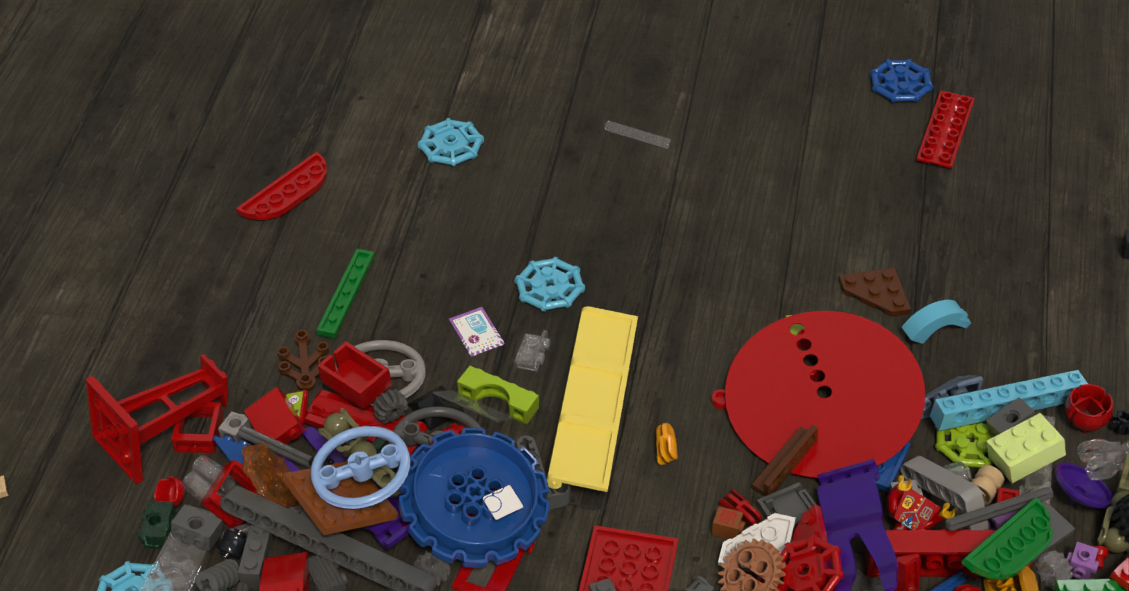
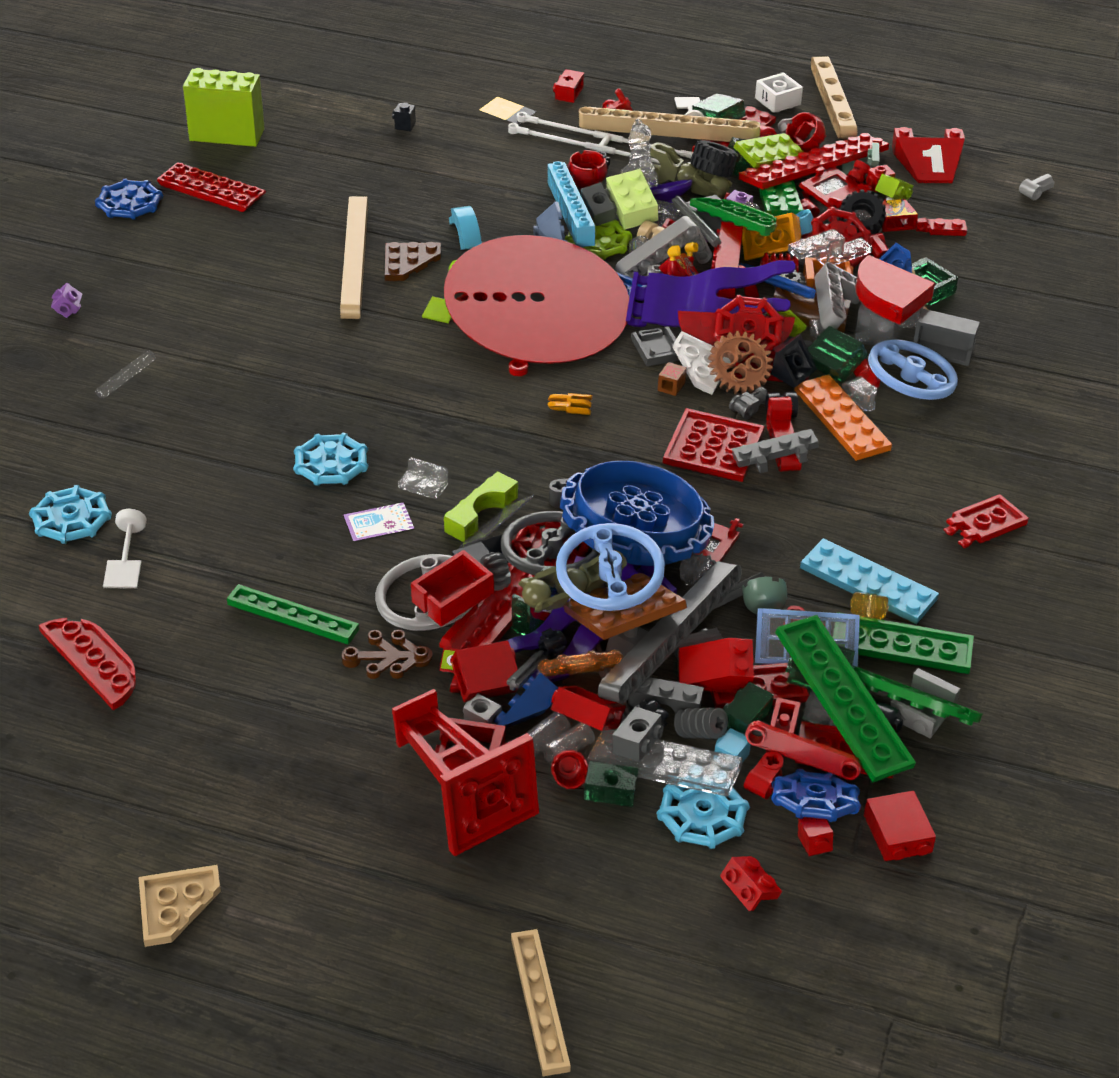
camera: 85 degrees left, 5 degrees down
(48, 282) = (174, 901): none -> tan plate
(390, 185) = (125, 572): none -> white piece
(508, 499) = (654, 486): white sticker -> none
(593, 400) = (504, 437): light yellow piece -> none
(727, 74) = (66, 300): none -> medium lavender brick
(739, 503) = (650, 371): red arm -> none
(786, 460) = (609, 334): reddish brown fence -> none
(862, 248) = (354, 258): none -> tan beam
(1054, 100) = (224, 107): none -> lime brick

